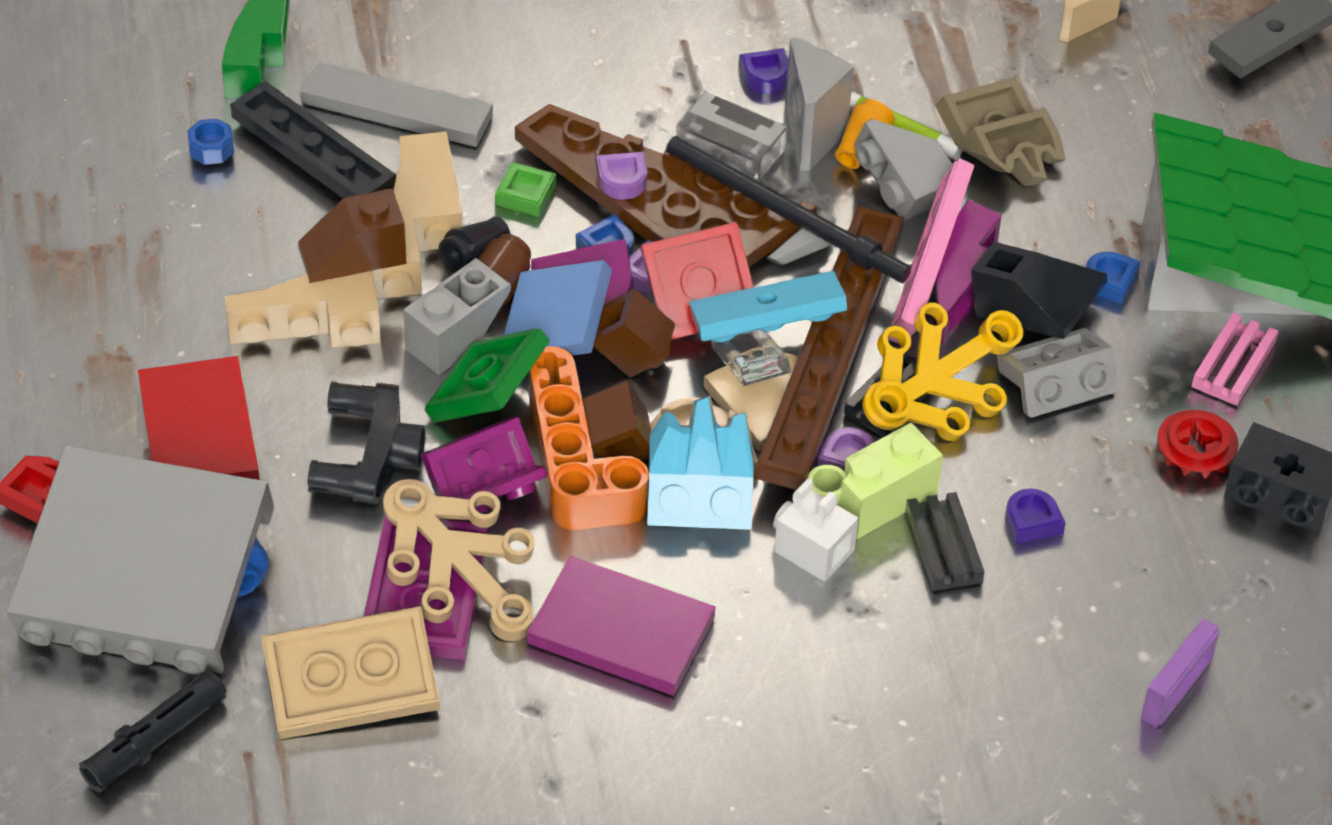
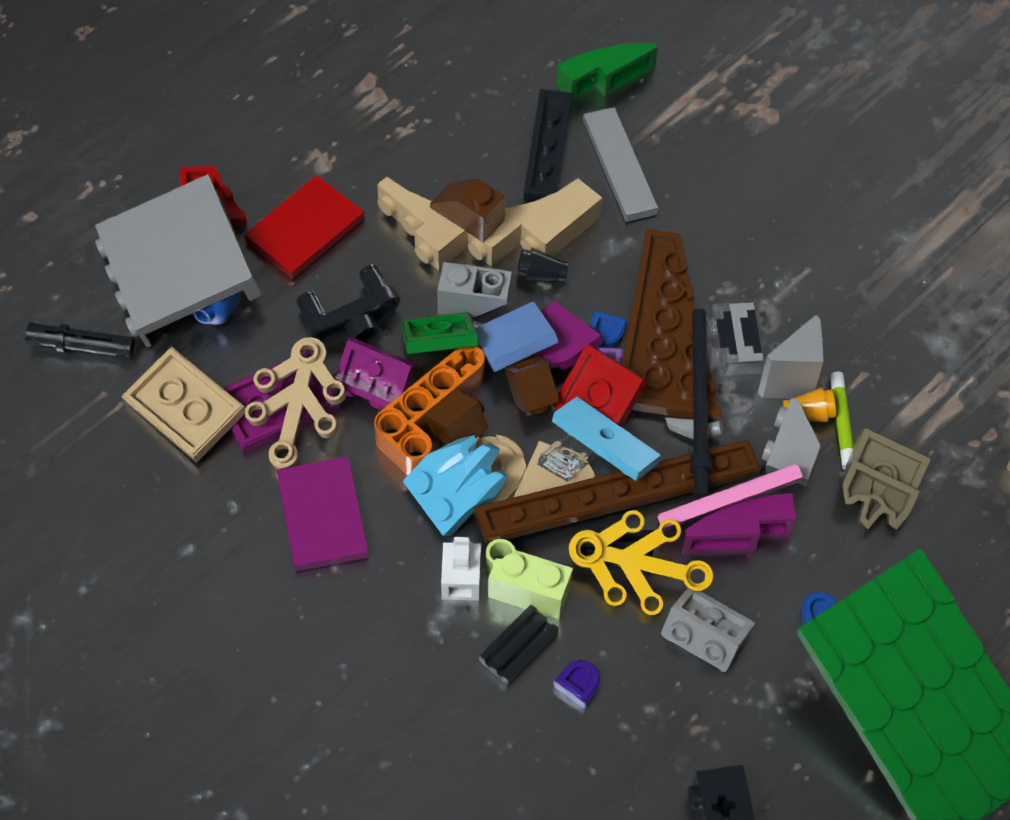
camera: 55 degrees right, 10 degrees up
(210, 141) = (509, 99): blue tile -> none
(507, 257) = (531, 287): reddish brown brick -> none
(525, 189) = (611, 265): bright green tile -> none
(622, 174) = (652, 303): medium lavender tile -> none
(764, 70) = (830, 324): dark purple tile -> none
(843, 444) = (547, 547): medium lavender tile -> none
(1035, 287) = (759, 573): black slope -> none
(1210, 432) = (716, 726): red gear -> none
(1247, 334) = (806, 712): bright pink tile -> none

